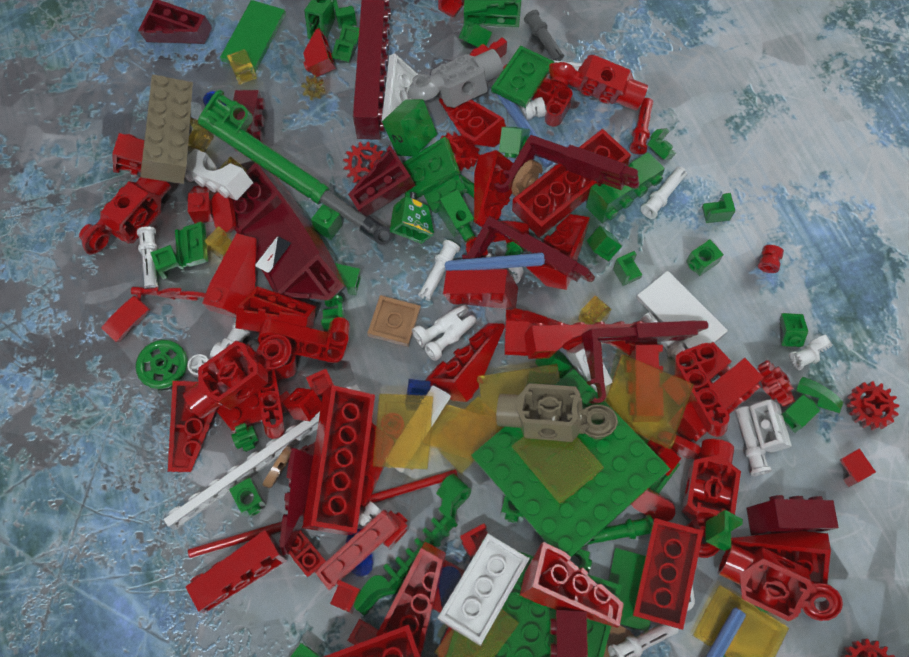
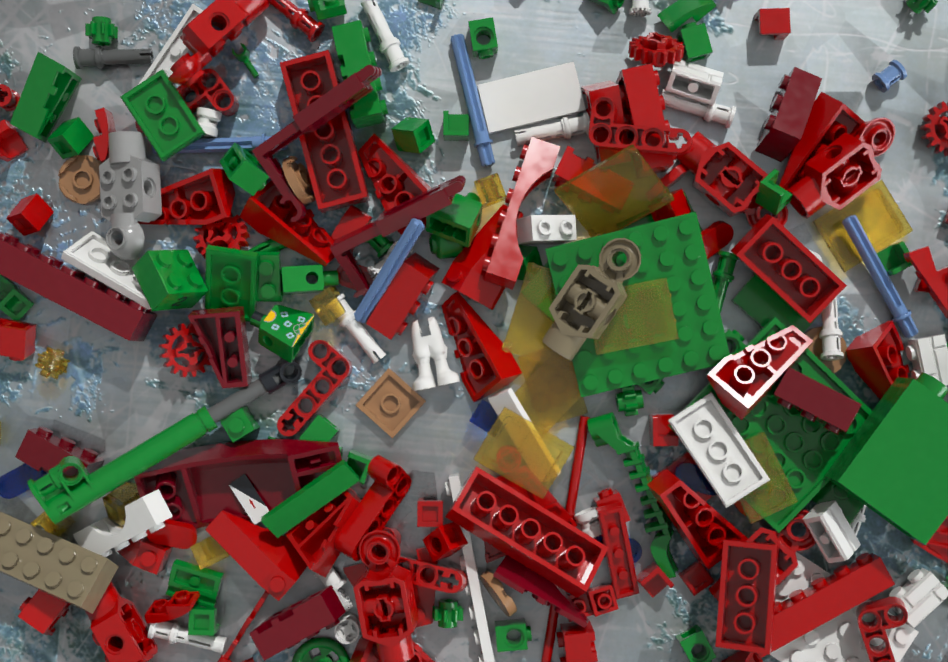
camera: 60 degrees left, 20 degrees up
(164, 232) = (177, 606): none -> red slope
(190, 324) = (298, 622): none -> dark red wedge
(293, 288) = (310, 498): none -> green tile
(351, 255) = (311, 391): none -> red beam
(409, 33) = (30, 214): none -> red panel
(445, 239) = (328, 305): none -> clear yellow panel
(448, 51) = (80, 179): none -> medium nougat tile
(487, 500) = (629, 401): none -> green gear
(538, 301) = (444, 248): none -> green head
(557, 21) = (101, 31): none -> green gear
(560, 295) = (457, 221): none -> green torso
(592, 113) = (244, 57): none -> green hand
(627, 294) = (472, 99): none -> medium blue axle
(634, 334) = (542, 165): dark red hinge -> none
(877, 589) = (889, 76): none -> medium blue bush

